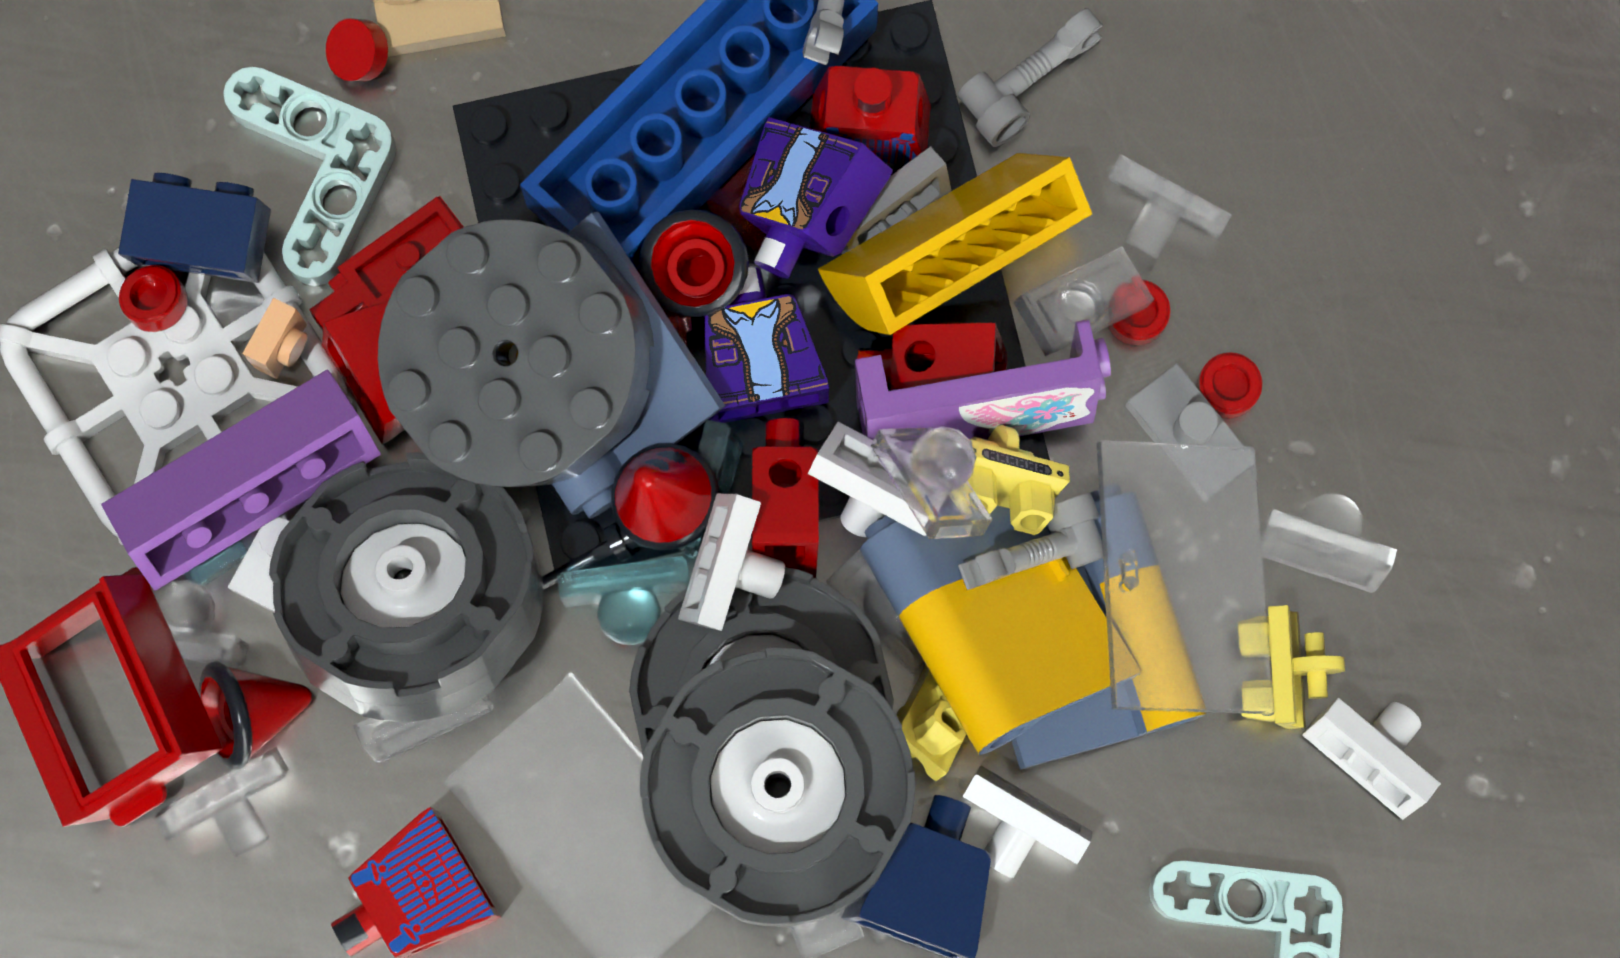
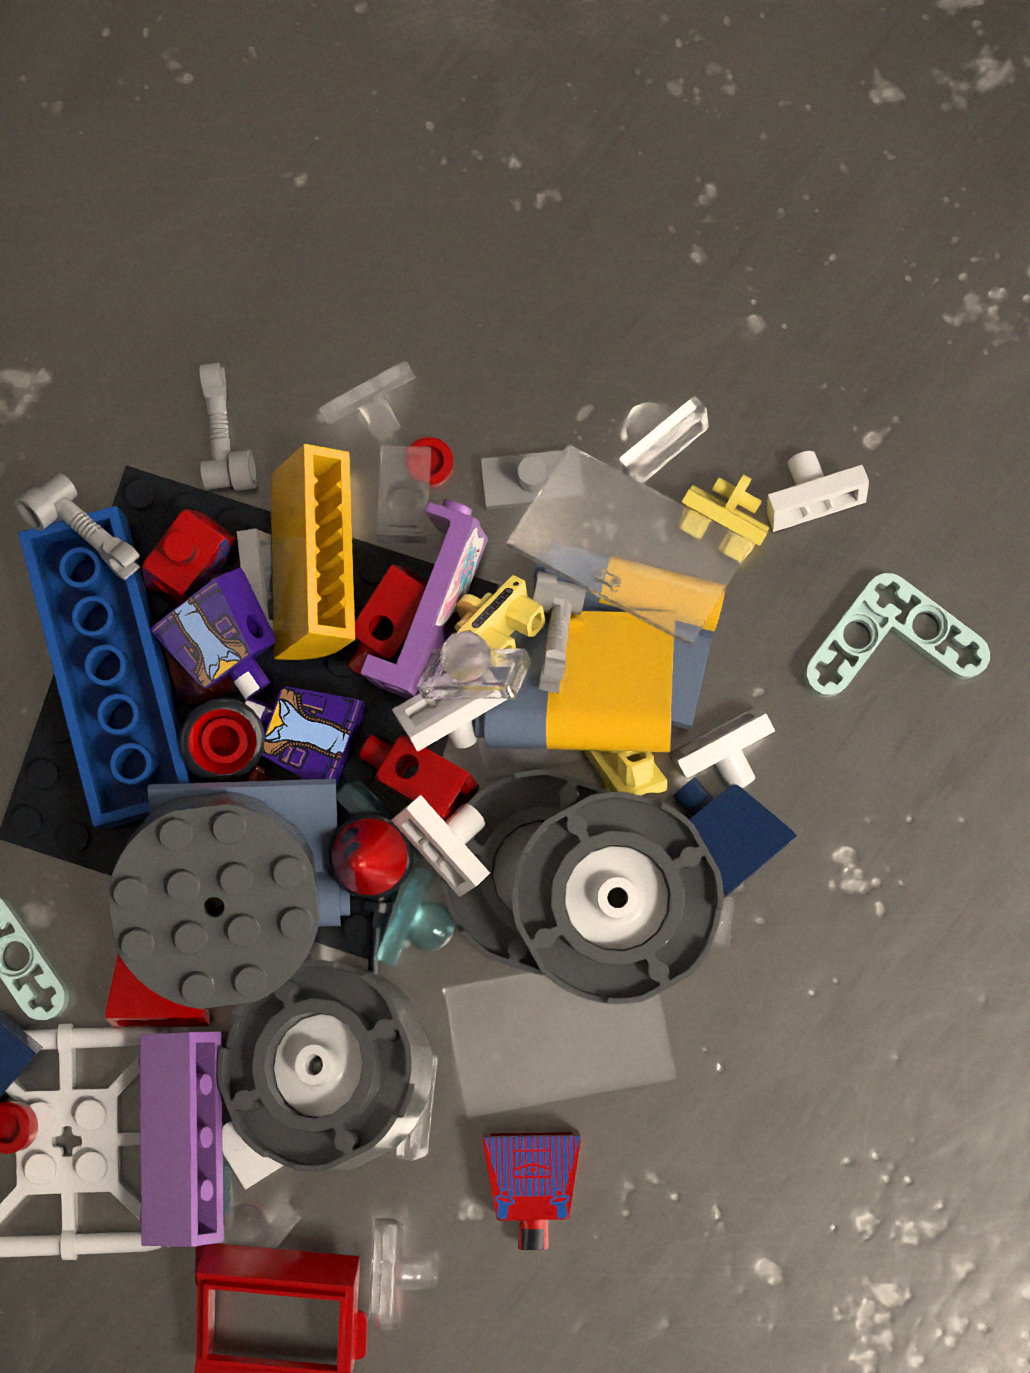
camera: 60 degrees left, 5 degrees up
(248, 709) = (339, 1223): red hat -> none
(277, 339) = (95, 1056): light nougat plate -> none
(376, 269) = (88, 944): red hinge -> none
(1230, 384) = (515, 432): red tile -> none

